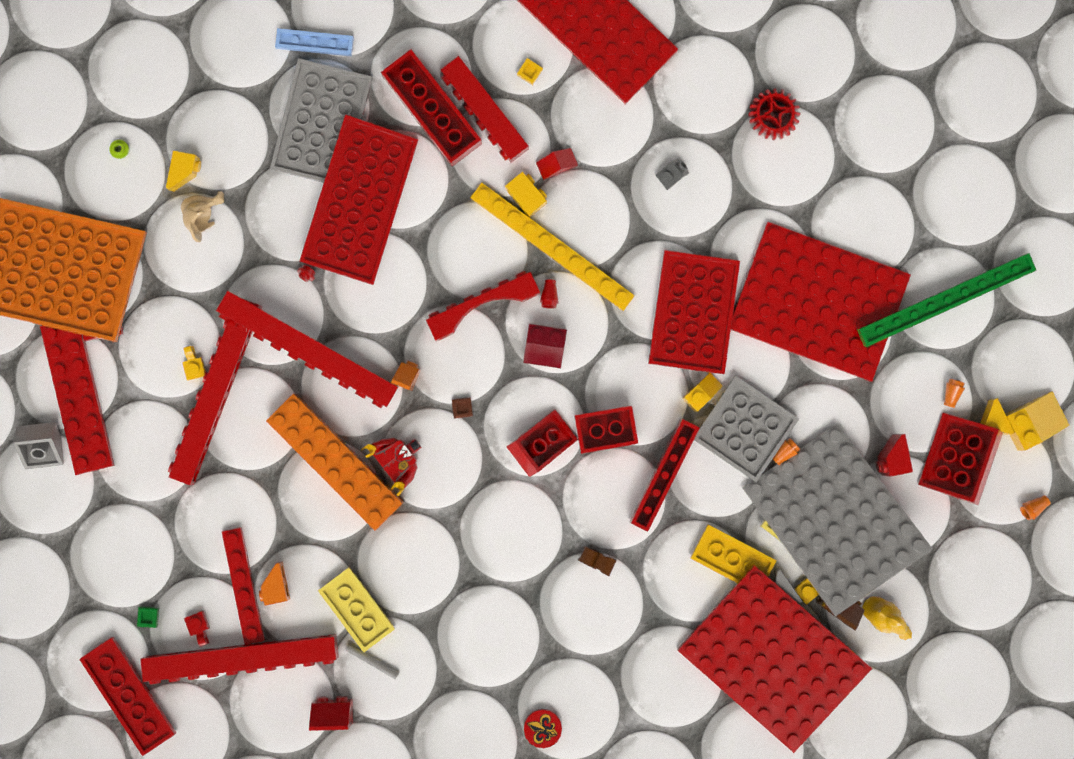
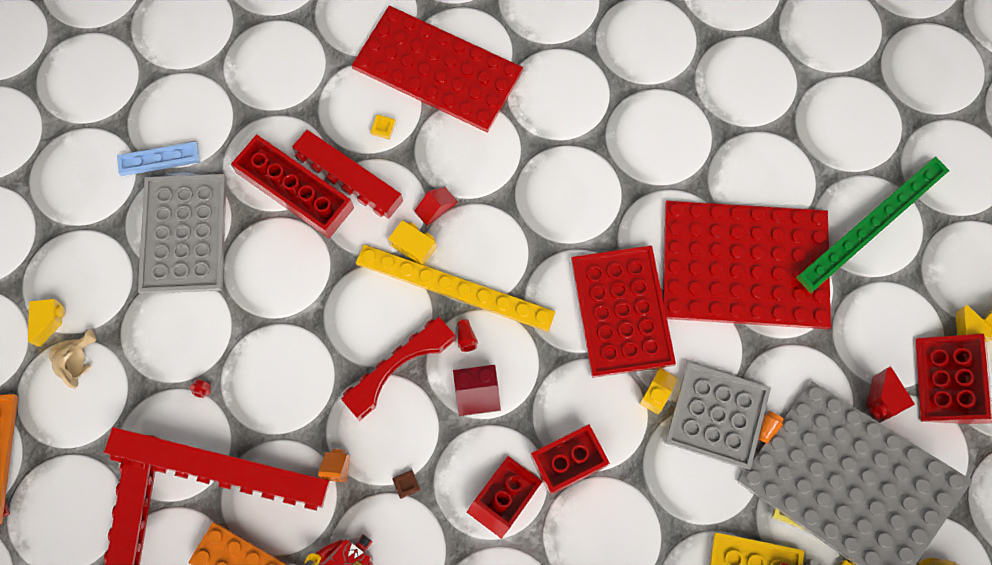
camera: 10 degrees left, 15 degrees down
(194, 367) = (97, 526): yellow plate -> none
(358, 200) = (238, 298): red plate -> none
(664, 475) = (648, 492): red brick -> none
(672, 173) = (555, 182): dark grey bracket -> none
(781, 111) = (637, 109): red gear -> none
(953, 392) = (918, 313): orange cone -> none

